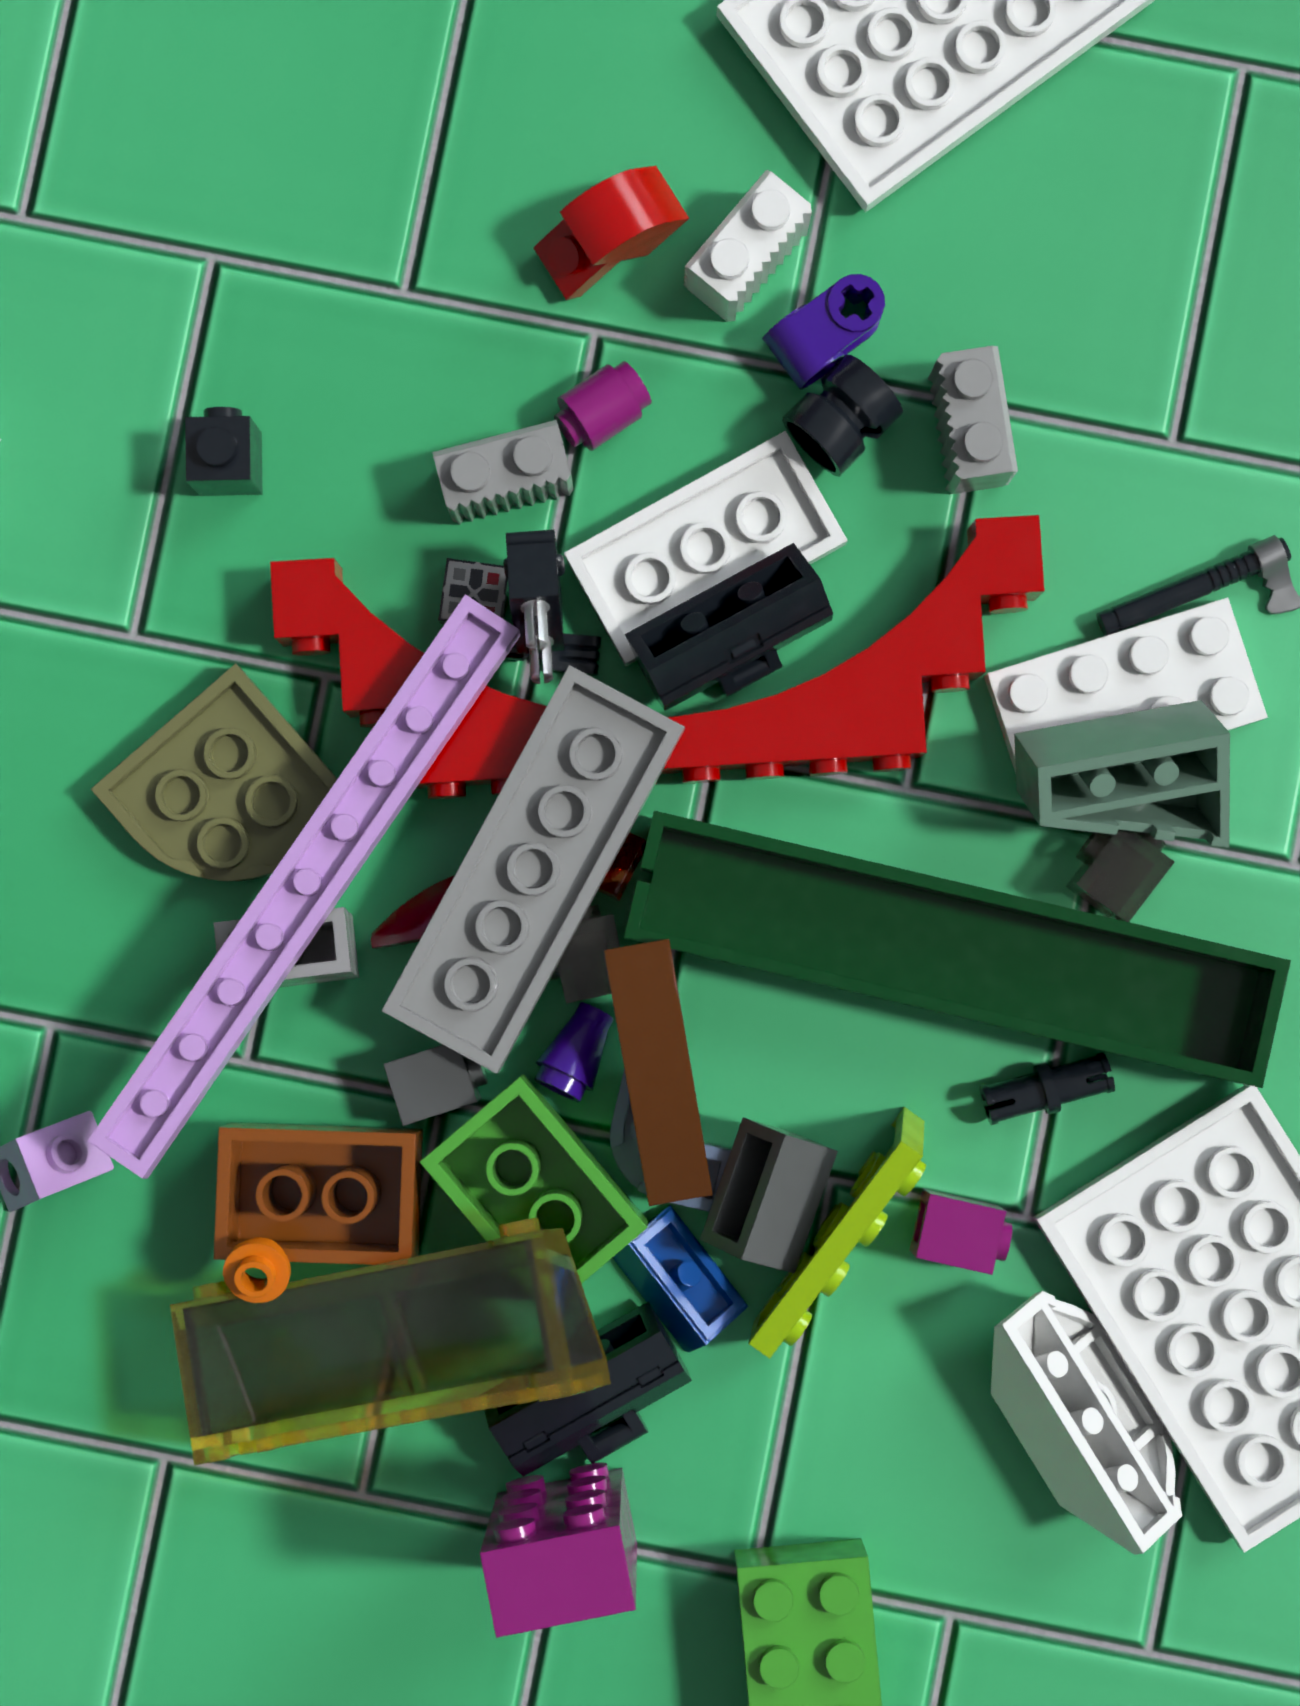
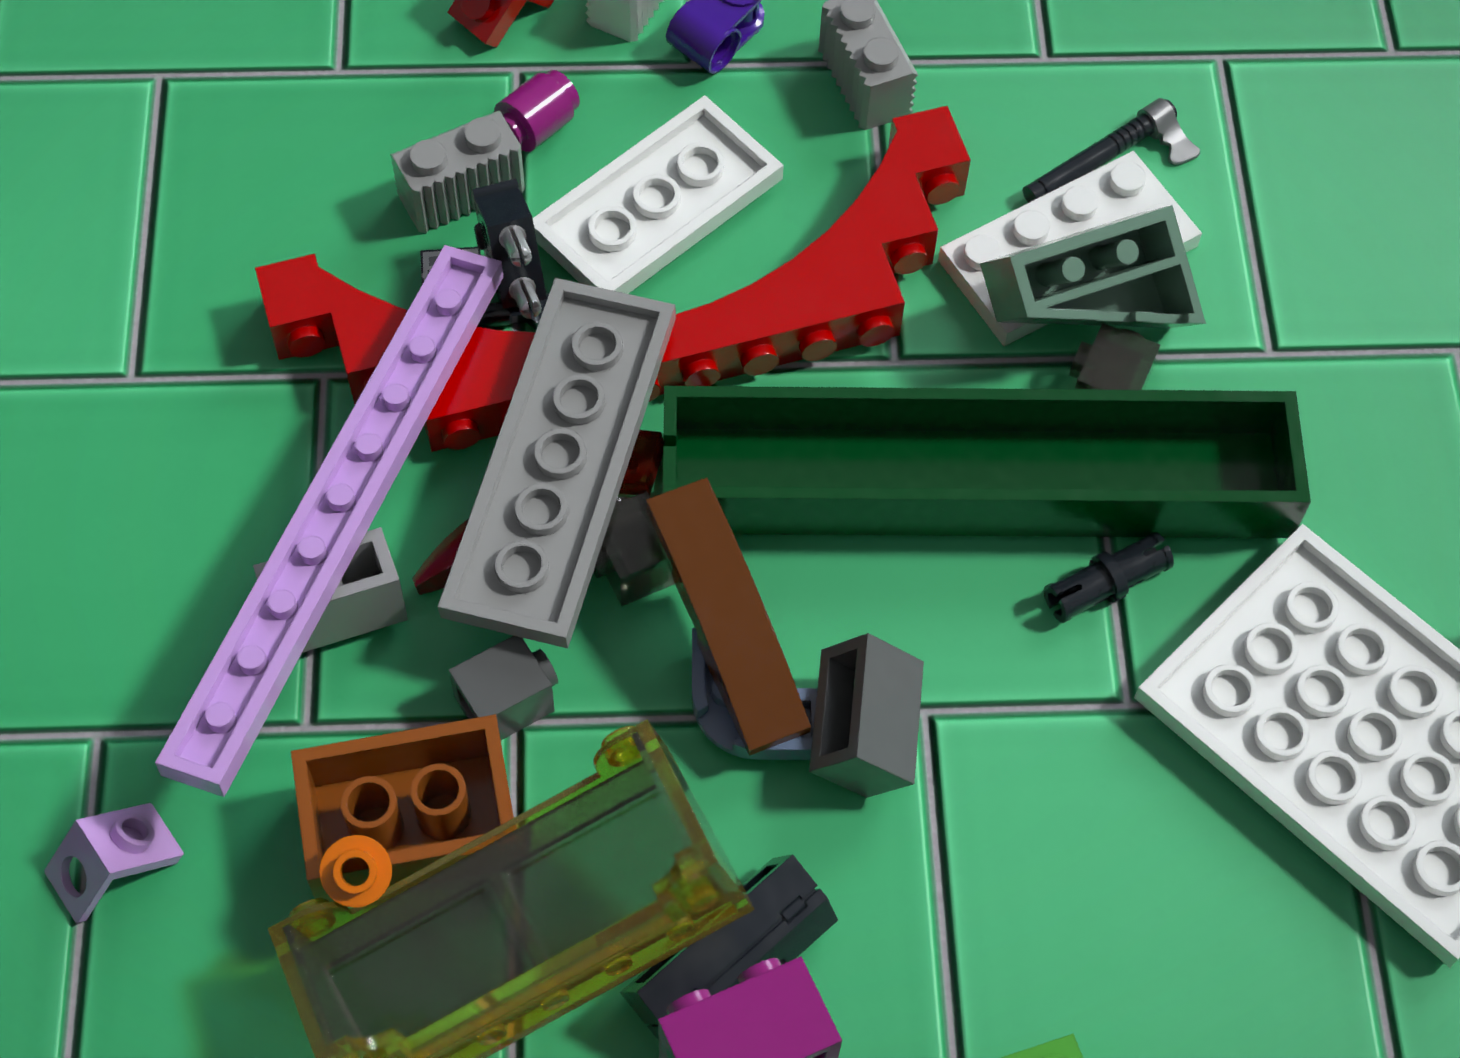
camera: 15 degrees left, 25 degrees down
(219, 785) = (228, 474): olive plate -> none
(223, 453) = (196, 204): black brick -> none
(527, 1164) = (601, 694): bright green brick -> none
(574, 1056) = (638, 644): dark purple cone -> none
(680, 1281) = (781, 819): blue slope -> none
(731, 629) = (700, 239): black piece -> none
(849, 409) = (753, 72): black wheel -> none
(880, 1177) = (941, 766): lime wing -> none
(960, 1232) = (1066, 716): magenta brick -> none
(1084, 1421) = (1242, 861): white wedge -> none

